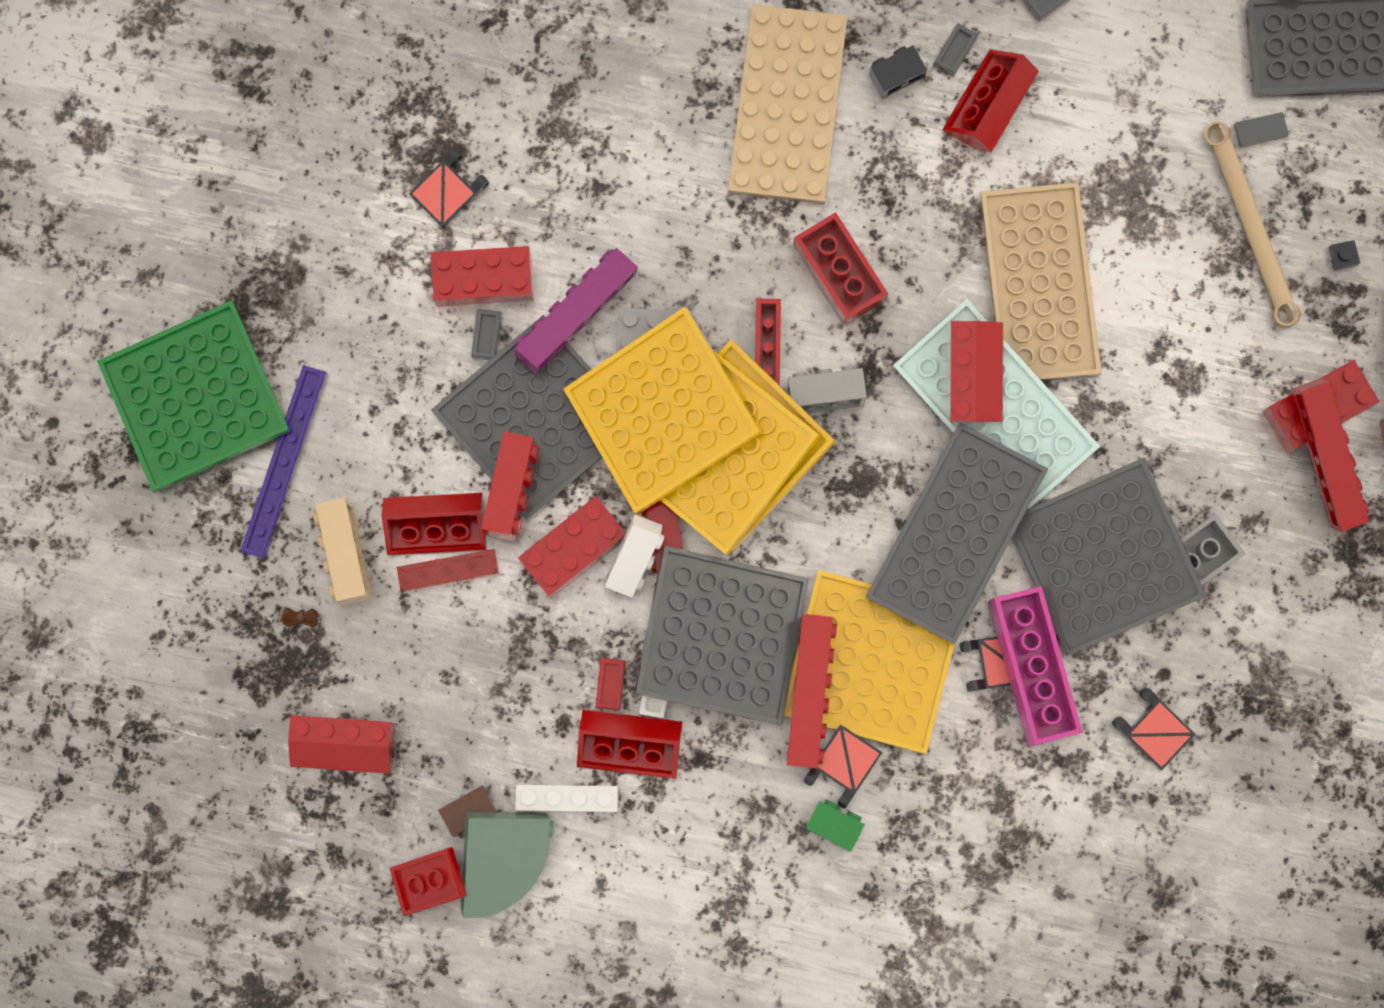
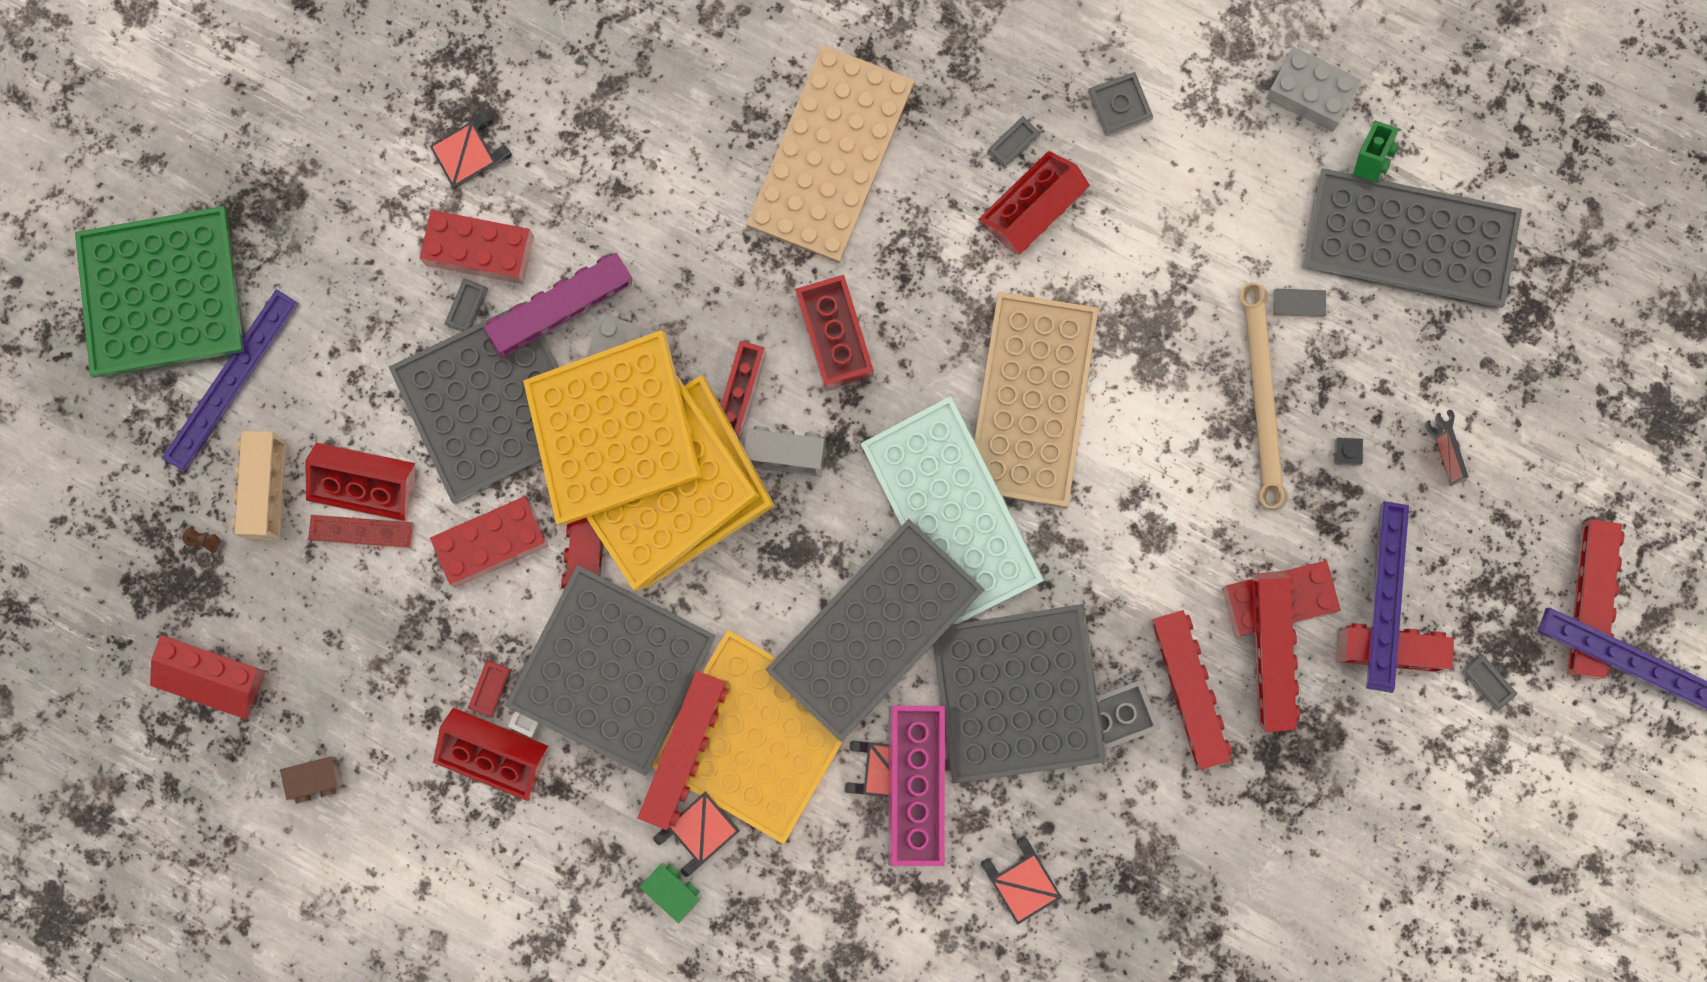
camera: 15 degrees right, 0 degrees up
(428, 881) = (250, 838): red tile -> none
(502, 859) = (329, 835): sand green brick -> none
(509, 486) = (440, 464): brick -> none
(567, 798) = (412, 792): white brick -> none
(634, 556) = (545, 567): white brick -> none
(897, 71) = (948, 149): black brick -> none
(976, 371) = (939, 472): red slope -> none
(1261, 511) = (1190, 690): none -> red brick

